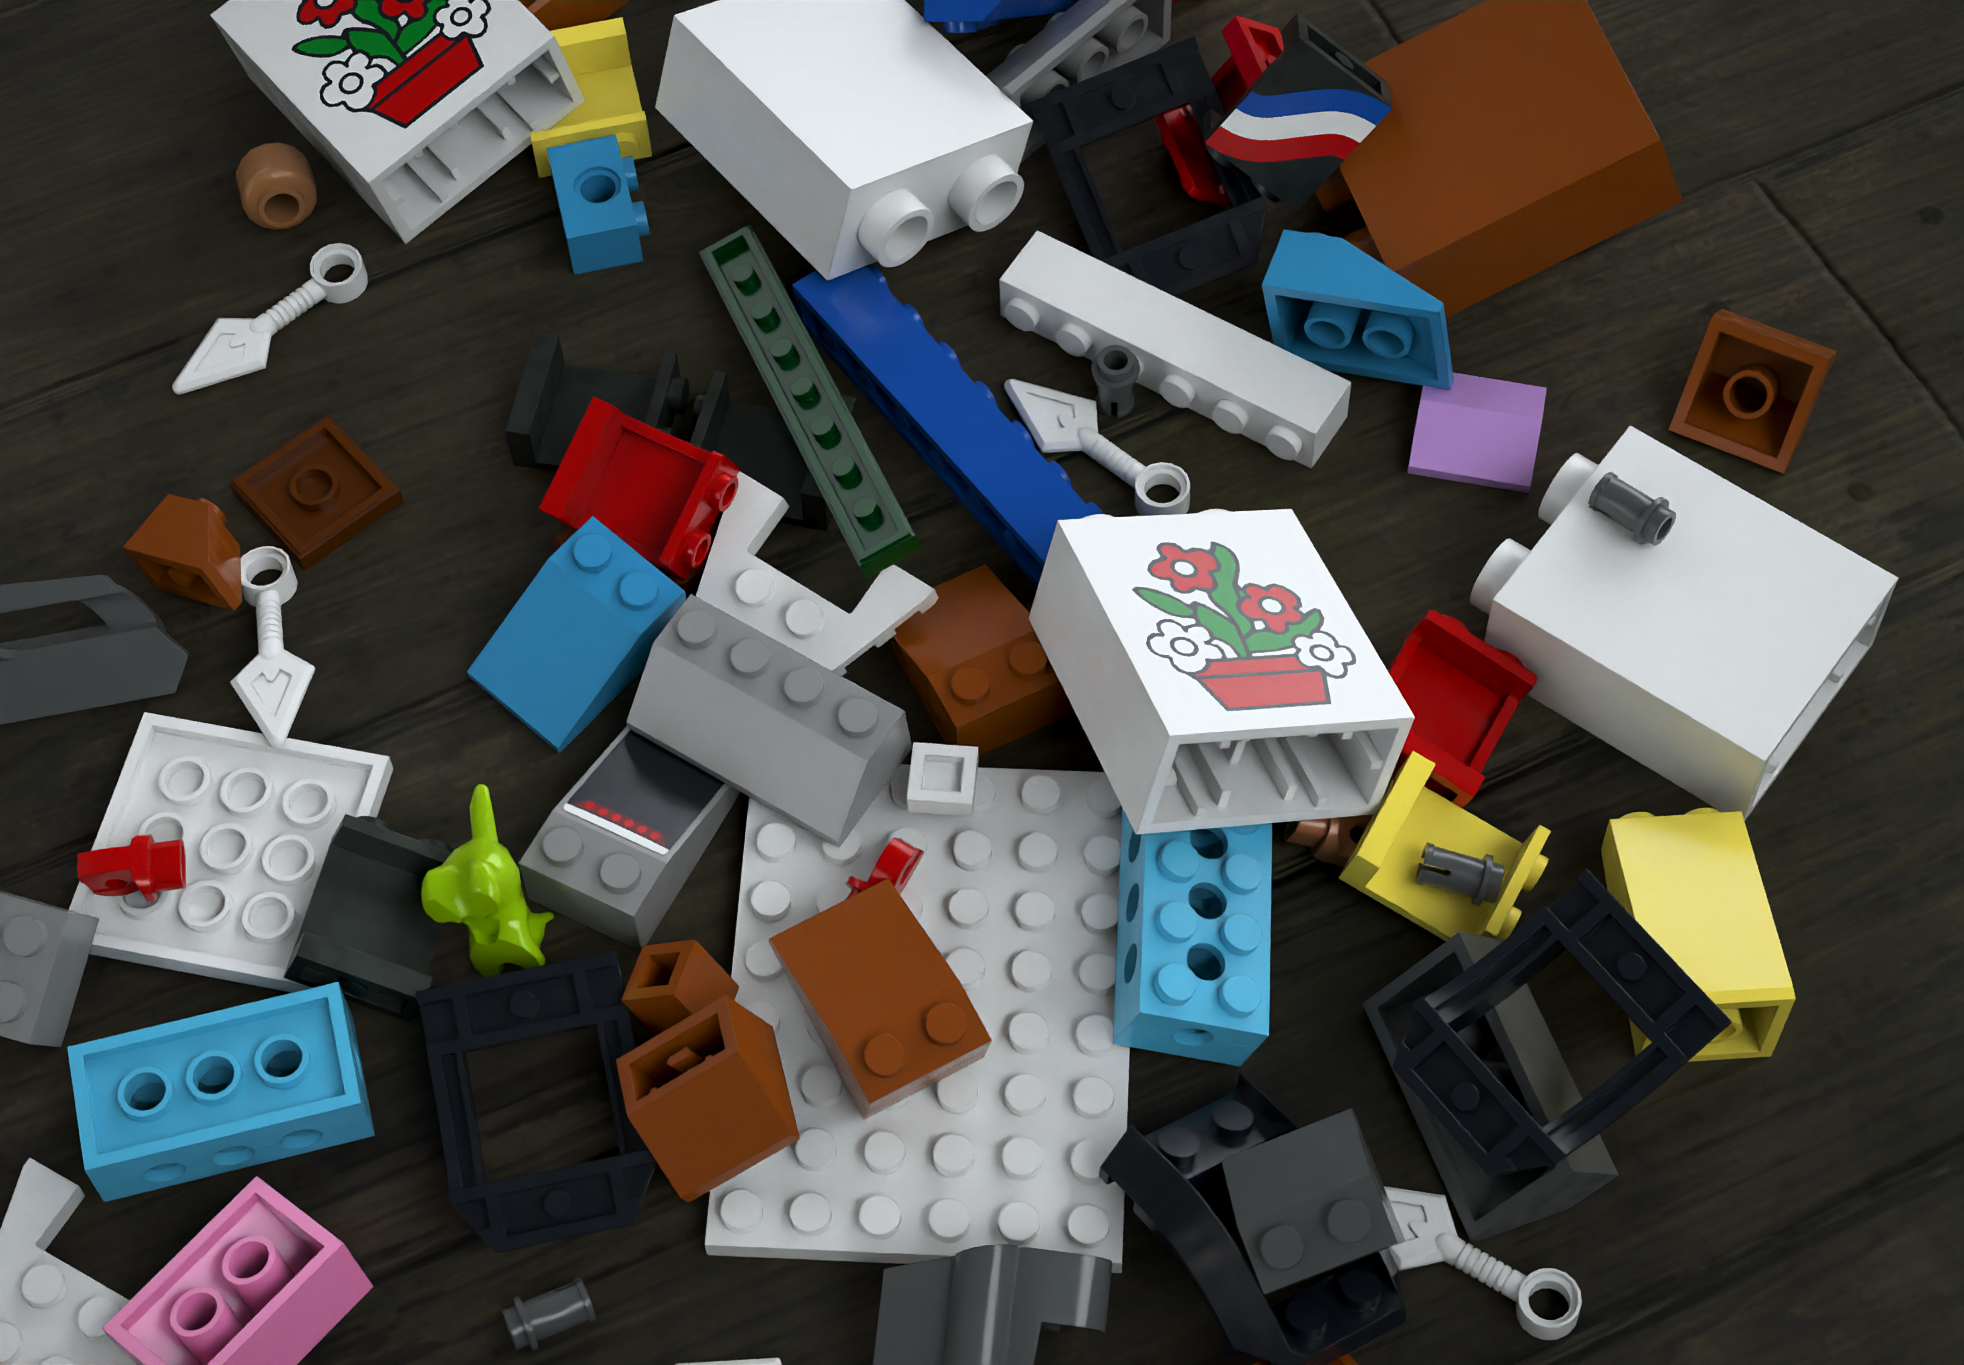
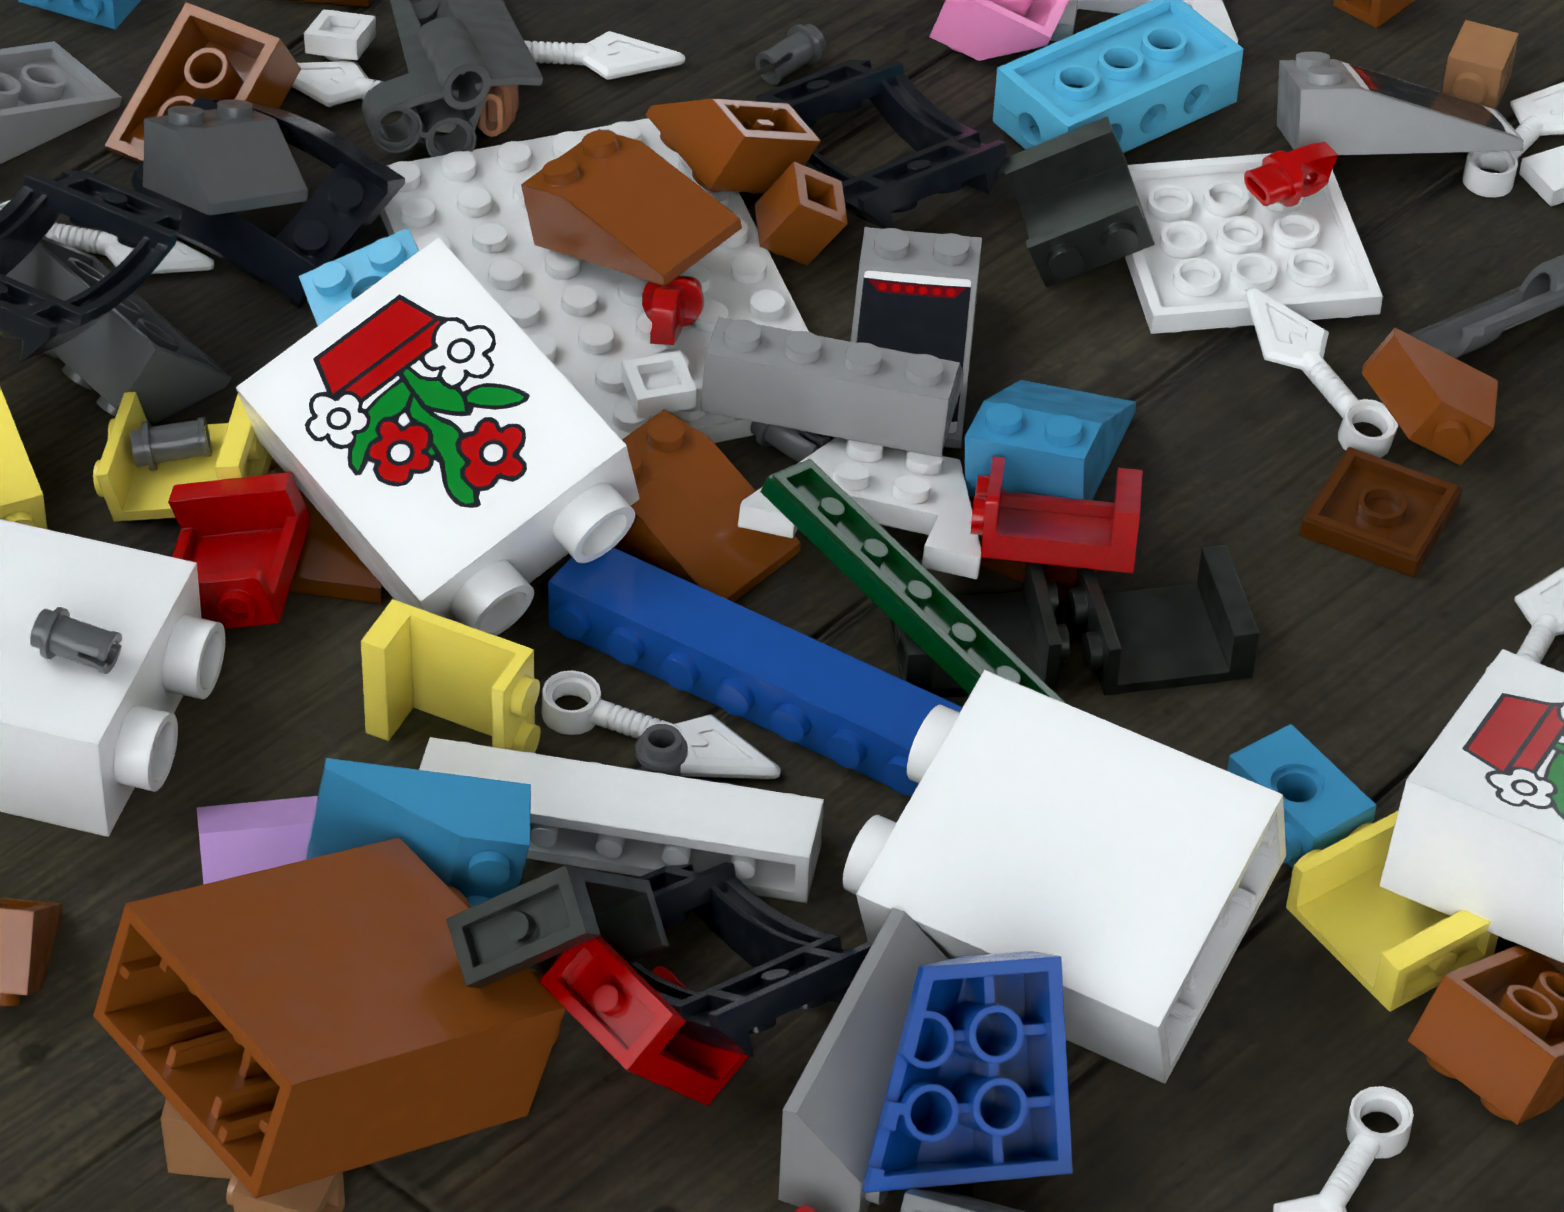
camera: 155 degrees right, 15 degrees down
(484, 892) = (993, 212): lime animal -> none
(1257, 479) = (449, 673): none -> light yellow panel

